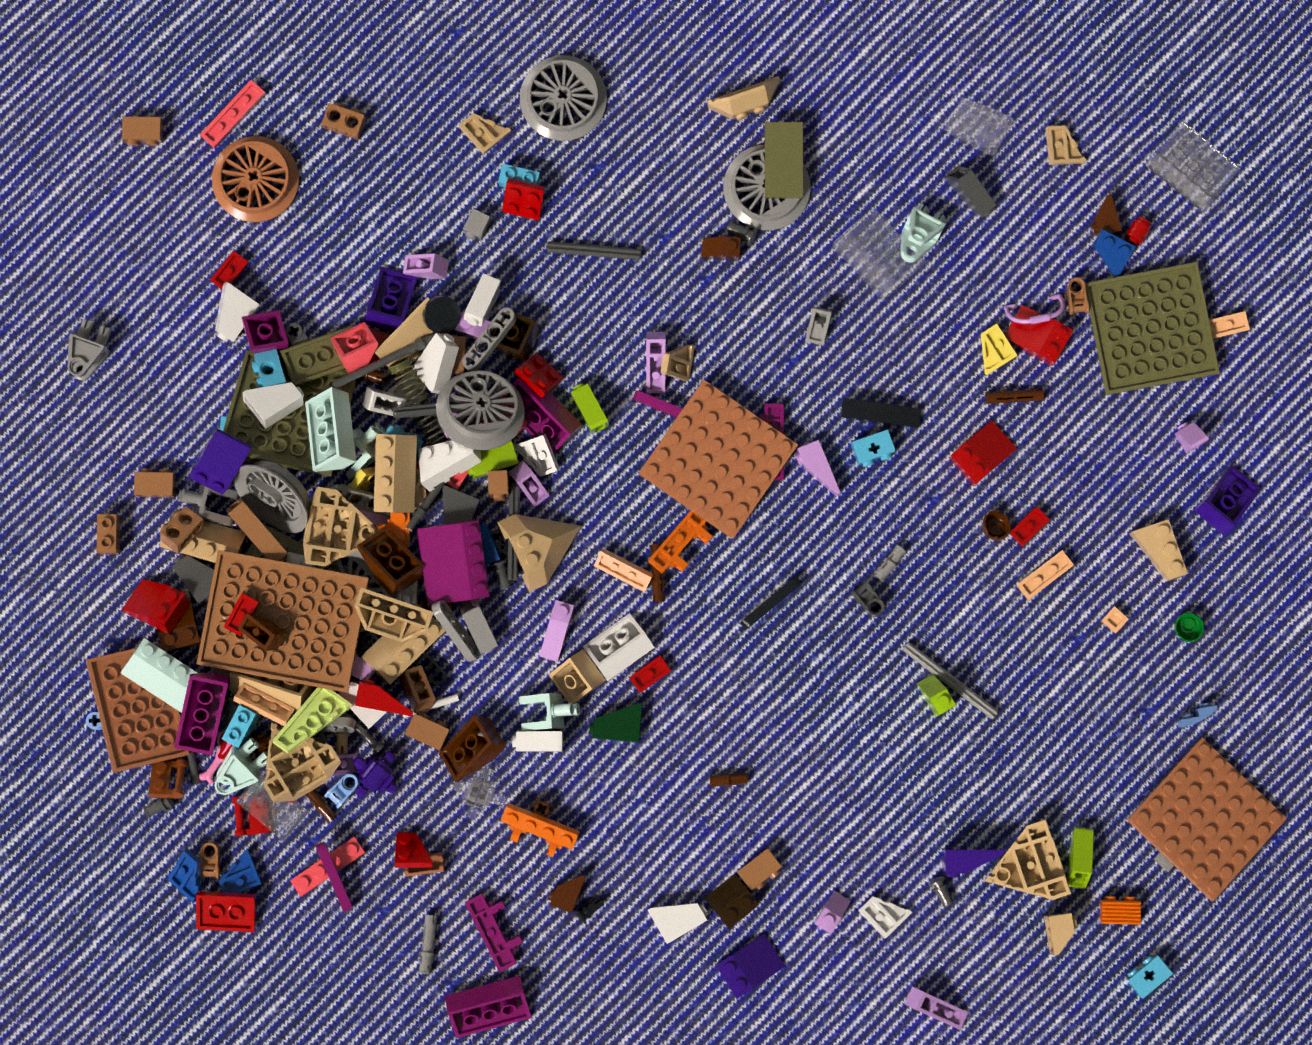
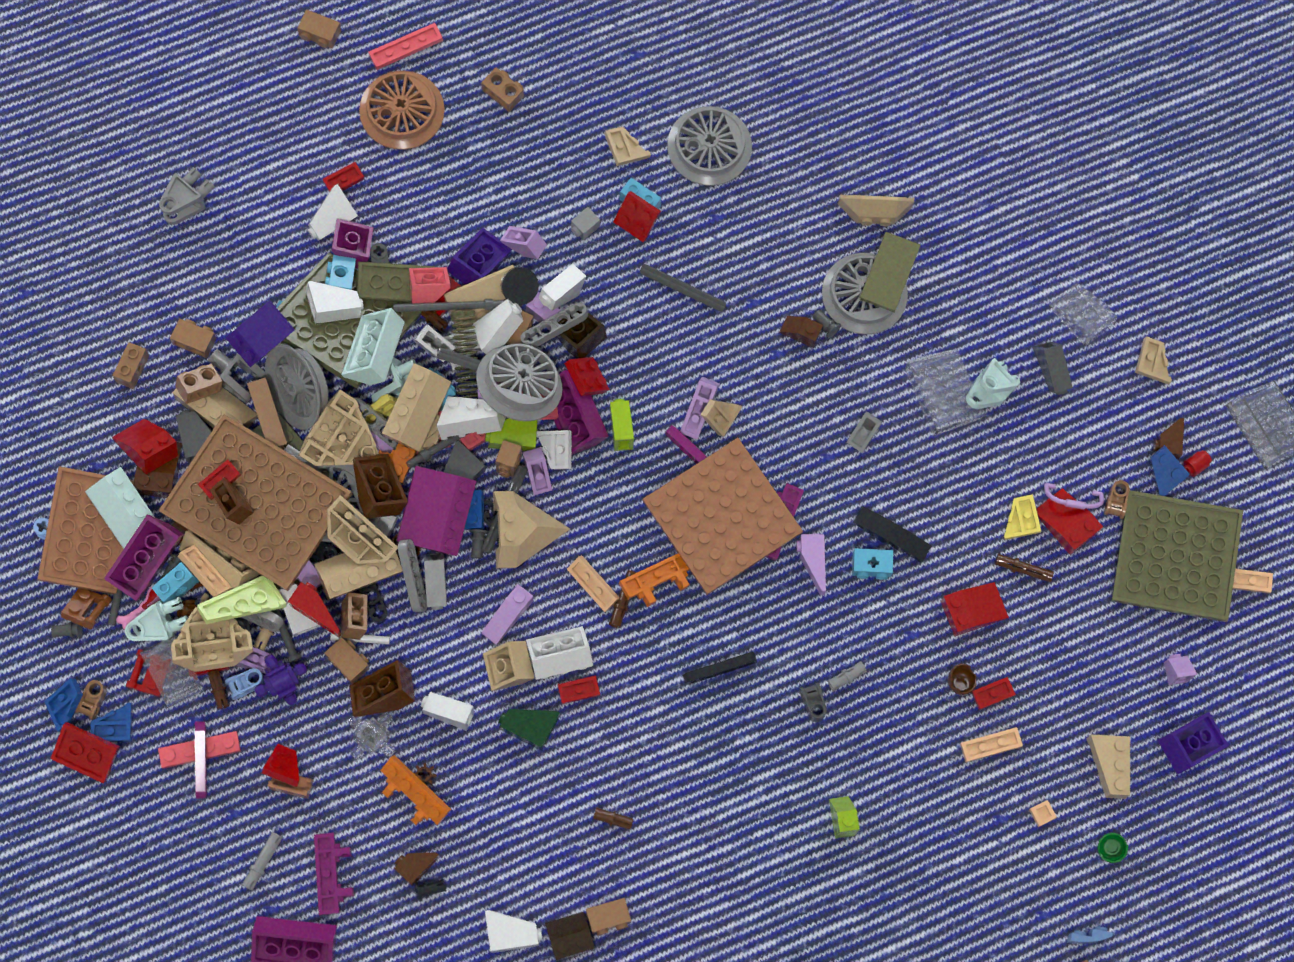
camera: 15 degrees right, 10 degrees down
(555, 711) = (475, 687): light aqua piece -> none
(950, 680) = (862, 809): light grey axle -> none

